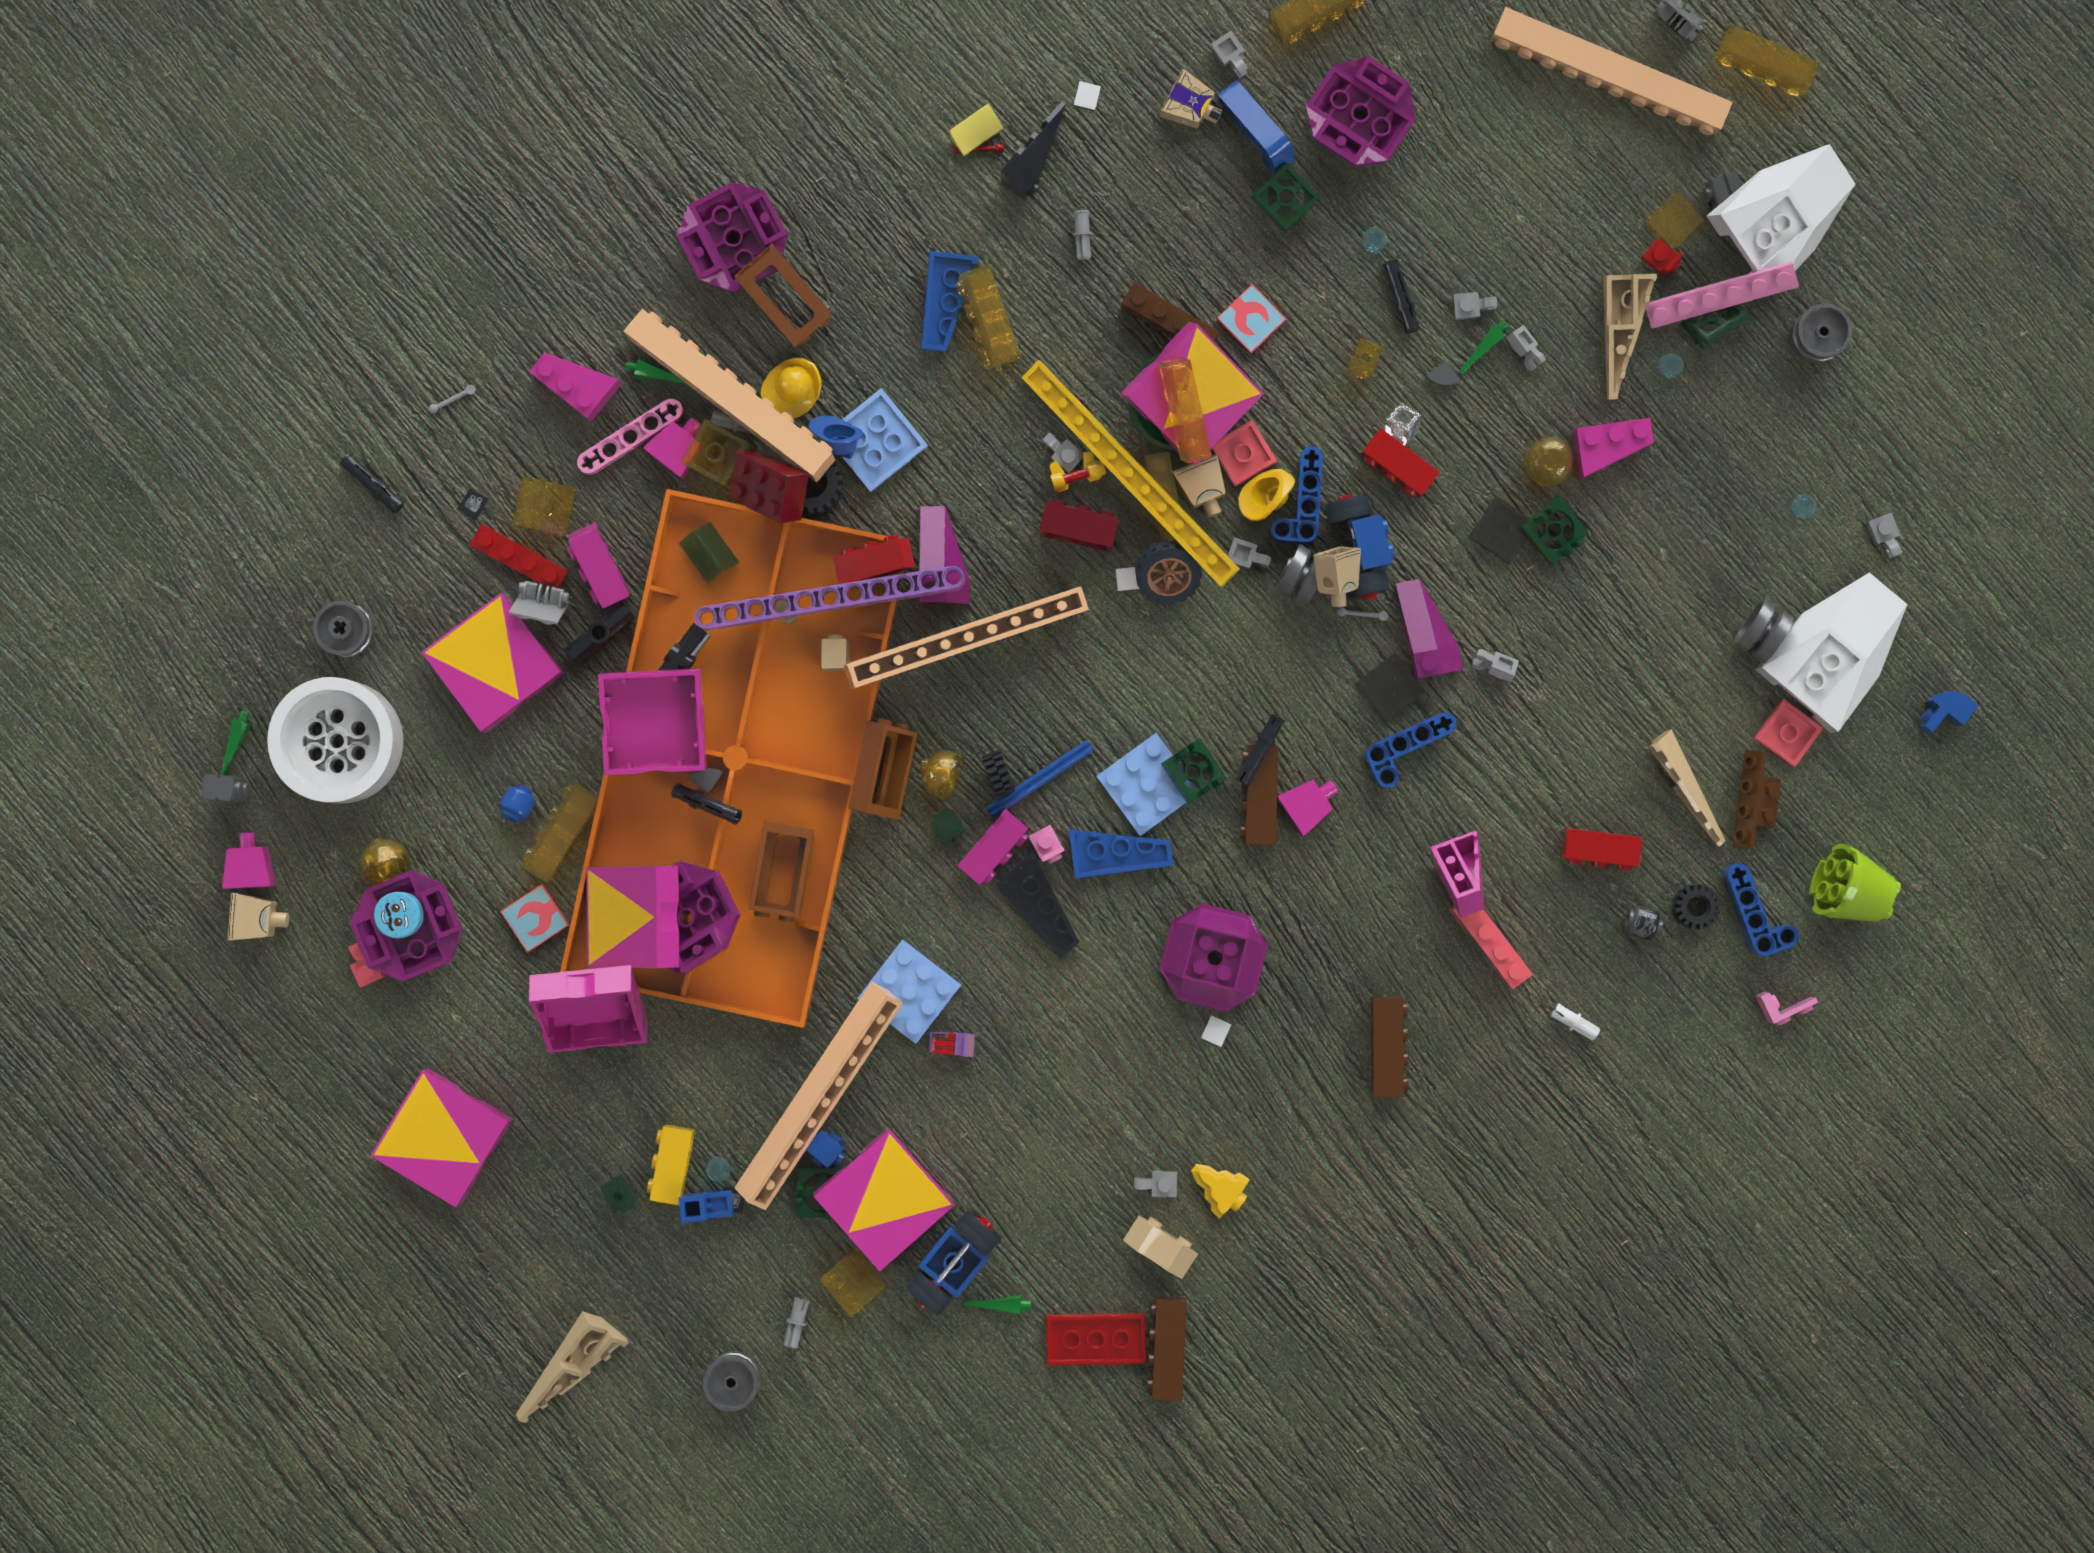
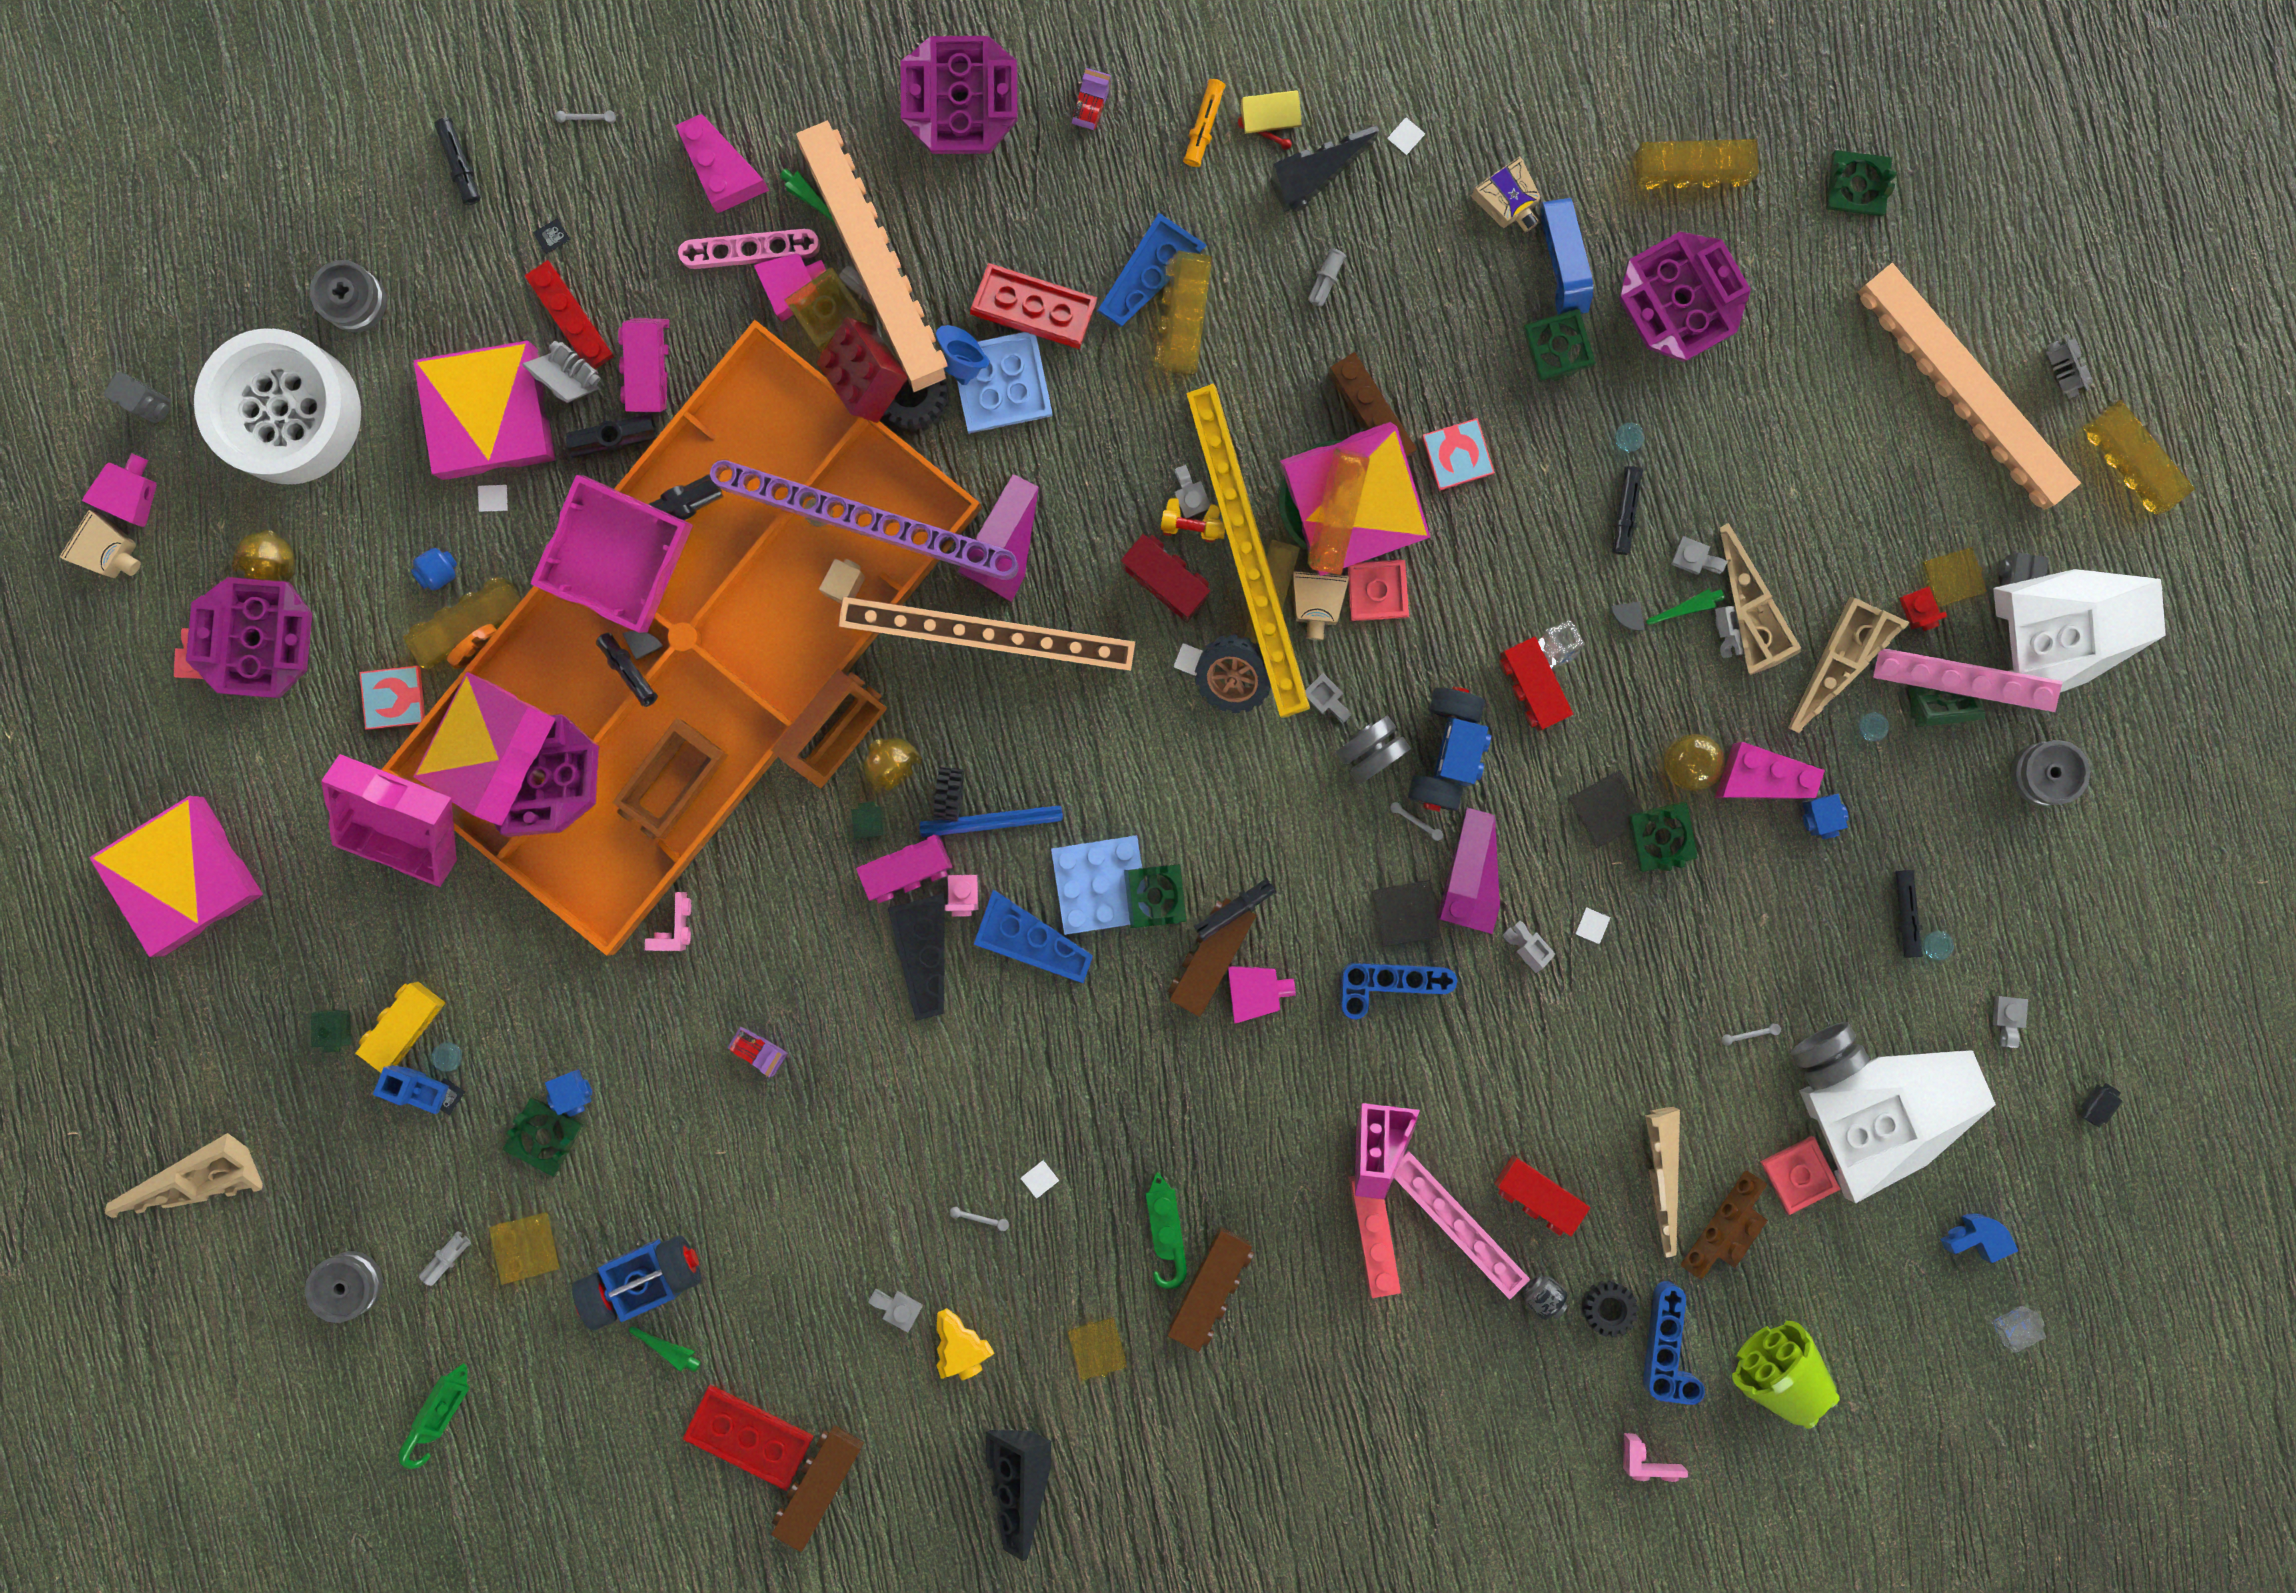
camera: 30 degrees right, 0 degrees up
(238, 731) = (185, 348): green piece -> none
(398, 915) = (245, 621): medium azure head -> none
(531, 727) = (492, 498): none -> white sticker
(543, 506) = (621, 275): clear yellow slope -> none
(579, 846) = (471, 645): none -> orange tile
(708, 552) = (766, 408): clear green panel -> none
(773, 257) = (990, 134): dark orange piece -> none
(793, 386) = (943, 283): yellow hat -> none
(818, 1095) = (586, 1034): light nougat brick -> none
(833, 189) = (1091, 99): none -> leg
(838, 996) = (662, 940): none -> bright pink bracket
(850, 1443) = (435, 1415): none -> green plate
(871, 370) = (1033, 306): none -> tile
(874, 560) = (932, 504): red brick -> none
(883, 1199) = (599, 1178): tile -> none
(918, 985) = (740, 973): light blue plate -> none
(933, 191) = (1213, 92): none -> light orange pin
(1160, 1247) = (864, 1376): tan brick -> none
(1187, 951) = (1083, 1070): magenta piece -> none
(1206, 1079) = (1002, 1224): none -> light grey hinge
(1229, 51) = (1578, 163): light grey plate -> none
(1256, 494) = (1378, 644): yellow hat -> none
(1303, 495) = (1417, 666): blue beam -> none
(1317, 1261) = (1020, 1474): none -> black wedge
(1325, 1136) = (1097, 1348): none -> clear yellow piece
(1332, 1020) = (1166, 1230): none -> green plate
(1337, 572) = (1411, 765): tan torso -> none
(1367, 348) = (1567, 550): clear yellow brick -> none
(1536, 624) = (1592, 925): none -> white sticker
(1548, 333) = (1761, 625): none -> tan wedge
(1551, 902) = (1460, 1226): none -> bright pink plate
(1575, 1022) = (1420, 1364): white axle -> none
(1668, 452) = (1825, 816): none -> blue brick
(1712, 633) = (1773, 1029): none -> light grey hinge
(1769, 493) = (1908, 914): none -> black pin
(1986, 564) = (2100, 1104): none -> black brick
(2010, 763) = (2019, 1328): none -> clear brick

